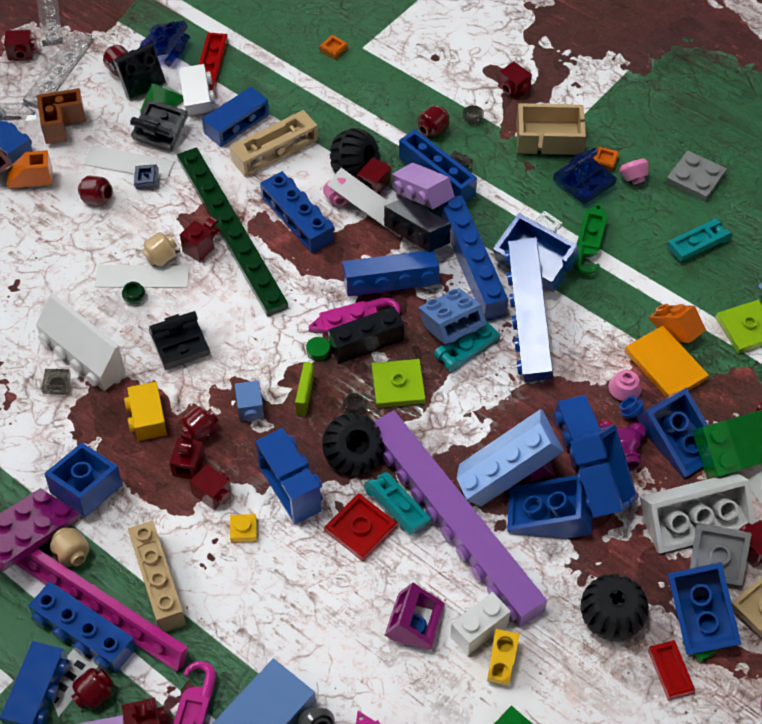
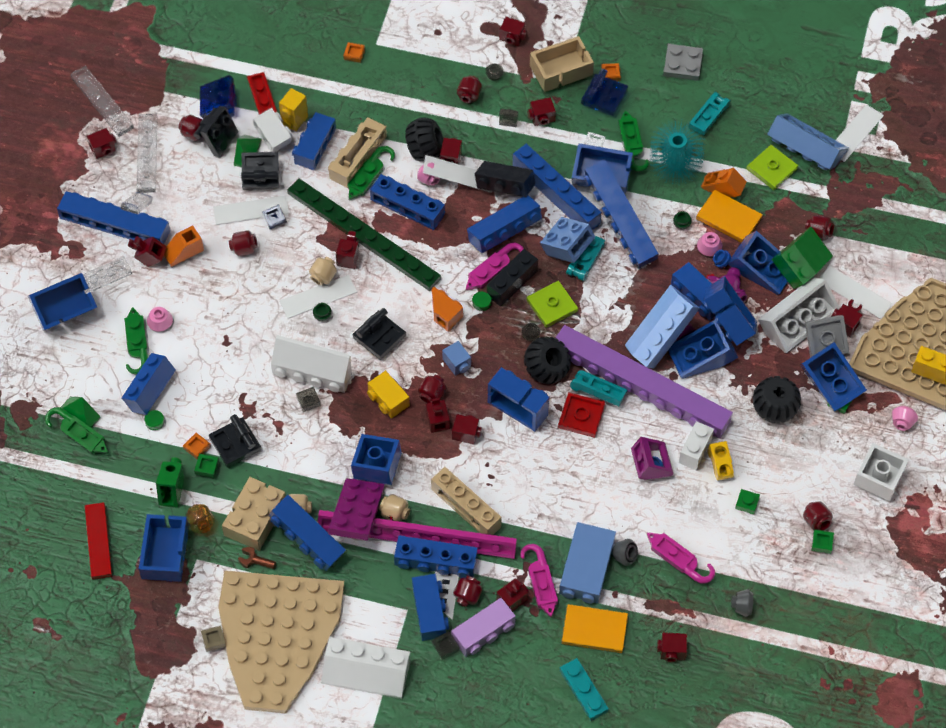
camera: 25 degrees left, 5 degrees up
(58, 110) = (173, 190): dark orange brick -> none
(228, 75) = (293, 109): none -> yellow brick
(243, 528) = (503, 448): yellow plate -> none
(268, 342) = (445, 310): none -> orange slope
(273, 166) = (368, 173): none -> green plate
(304, 389) = (490, 334): lime tile -> none
(421, 151) = (493, 126): blue brick -> none
(422, 185) = (493, 146): lavender brick -> none
(502, 171) = (542, 111): none -> dark red brick
(605, 346) = (682, 220): none -> dark green plate
(635, 170) = (639, 75): bright pink cone -> none
(635, 265) = (677, 151): none -> teal piece
(671, 670) = (829, 425): red tile -> none

